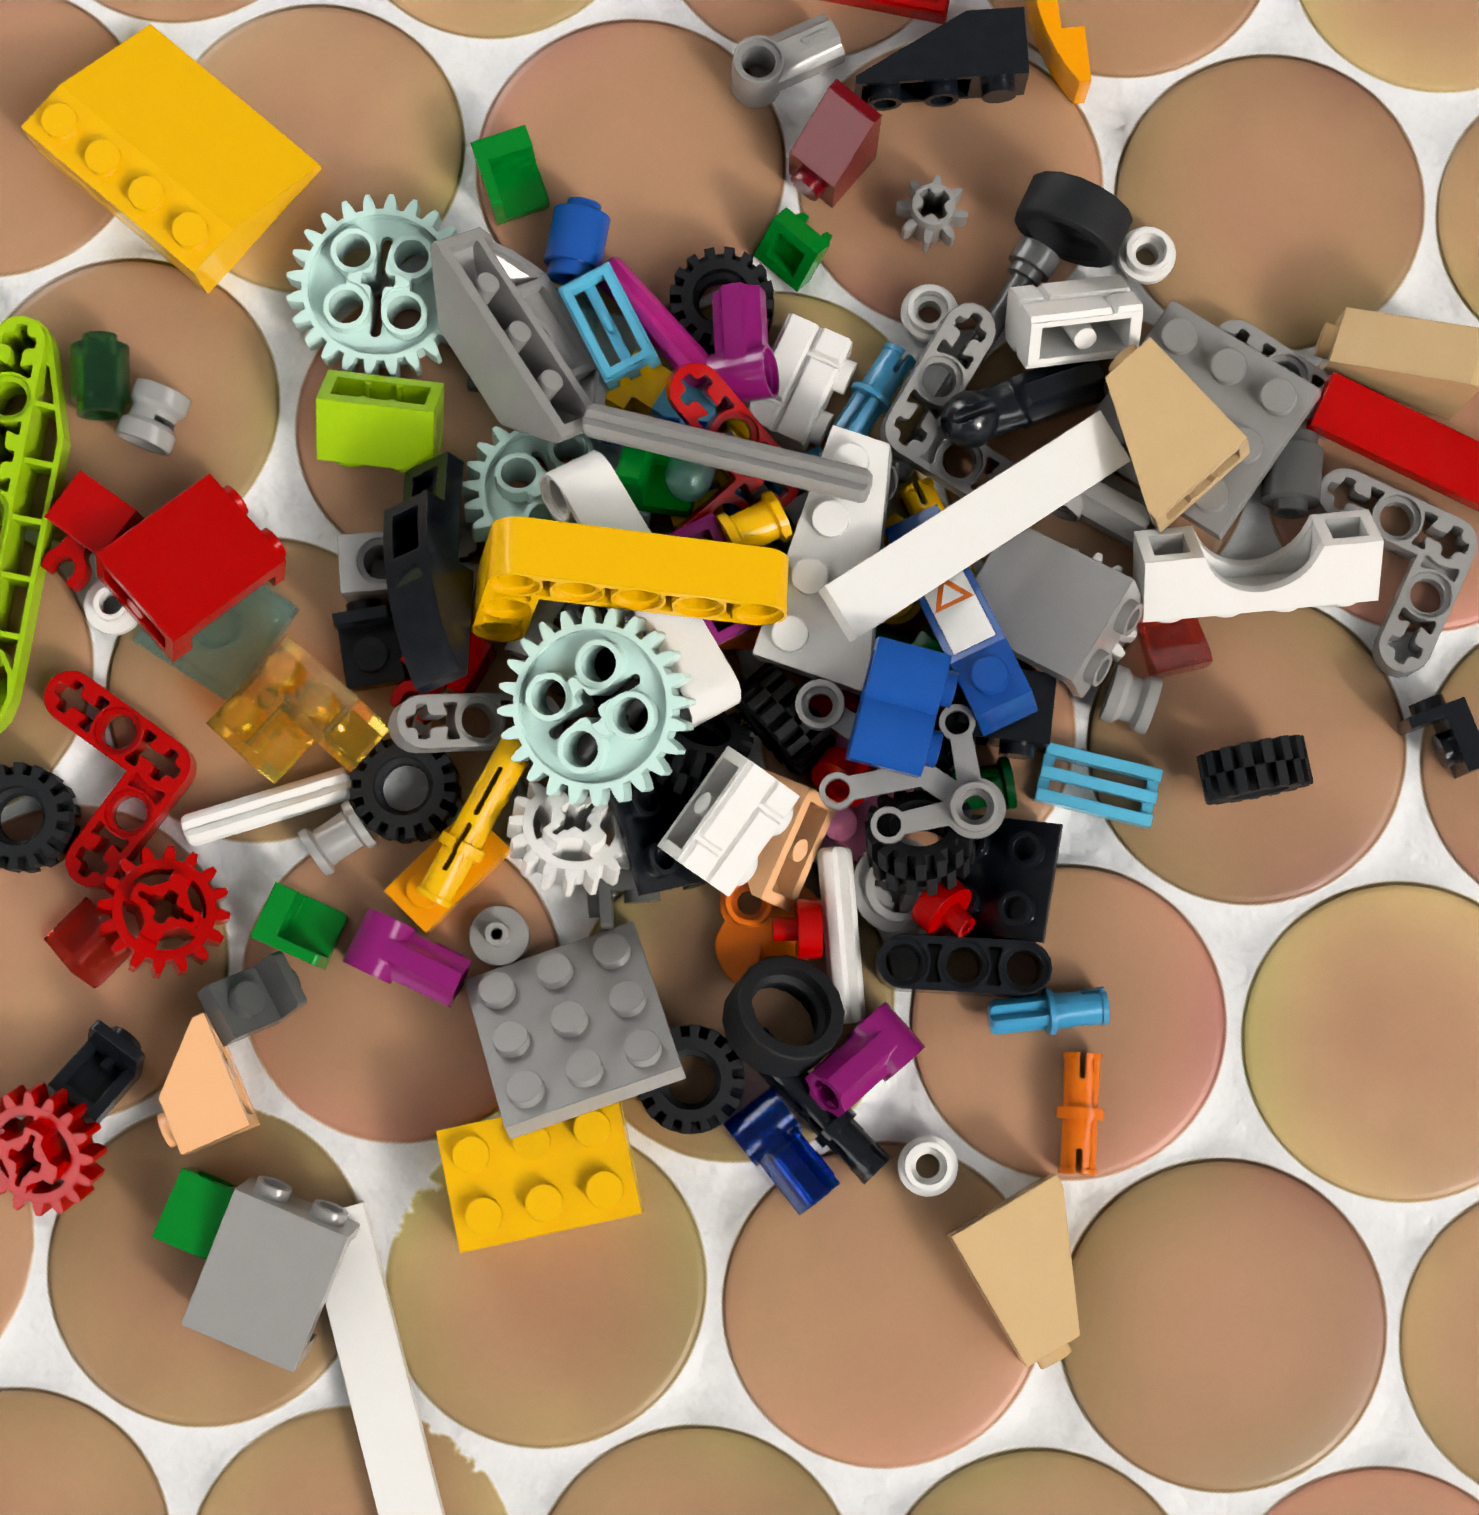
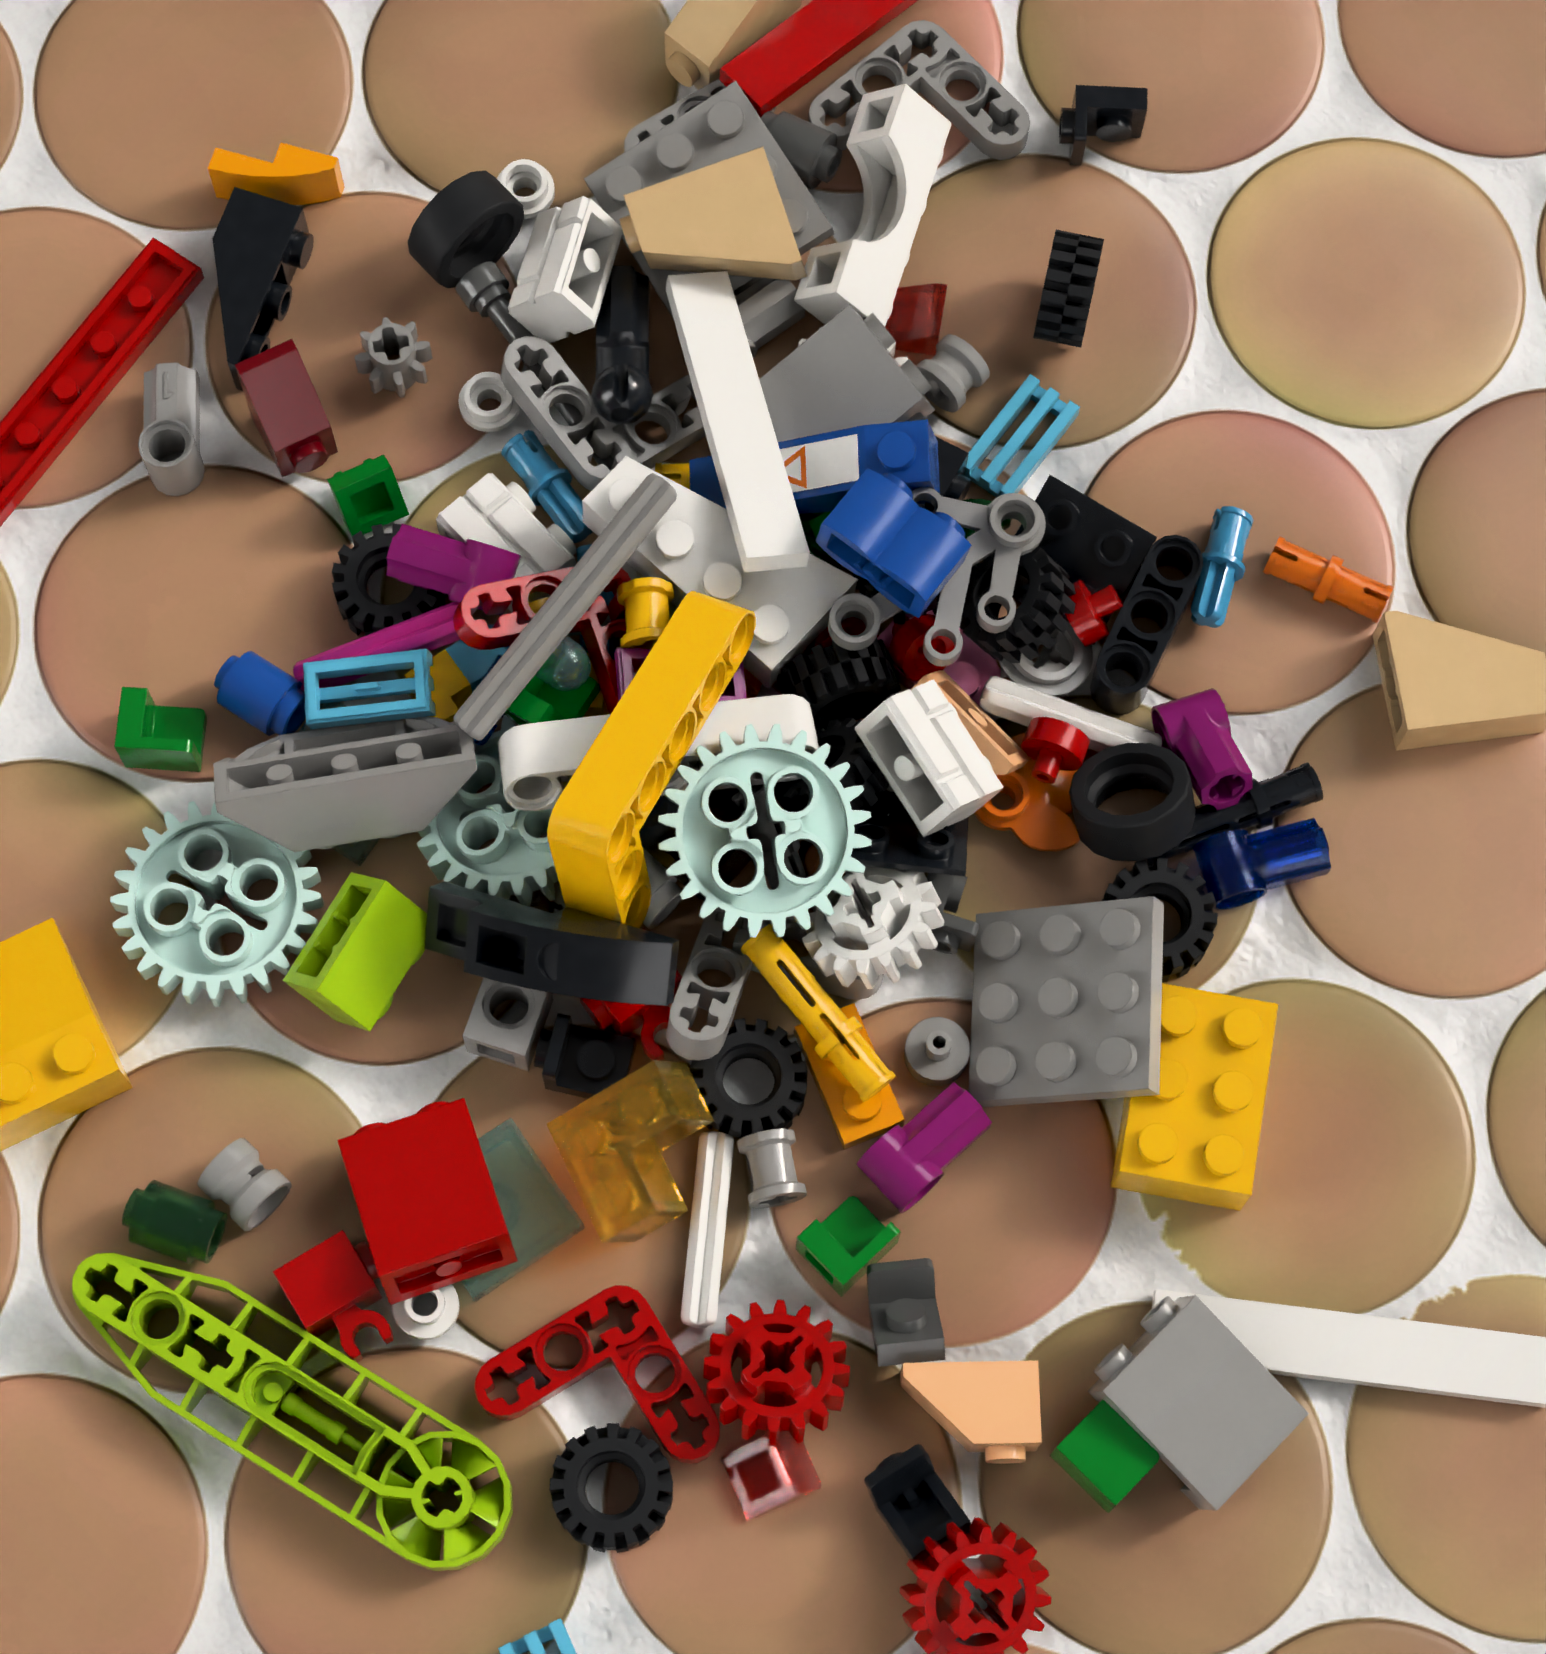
camera: 70 degrees left, 10 degrees down
(946, 1171) = (1331, 721): white plate -> none

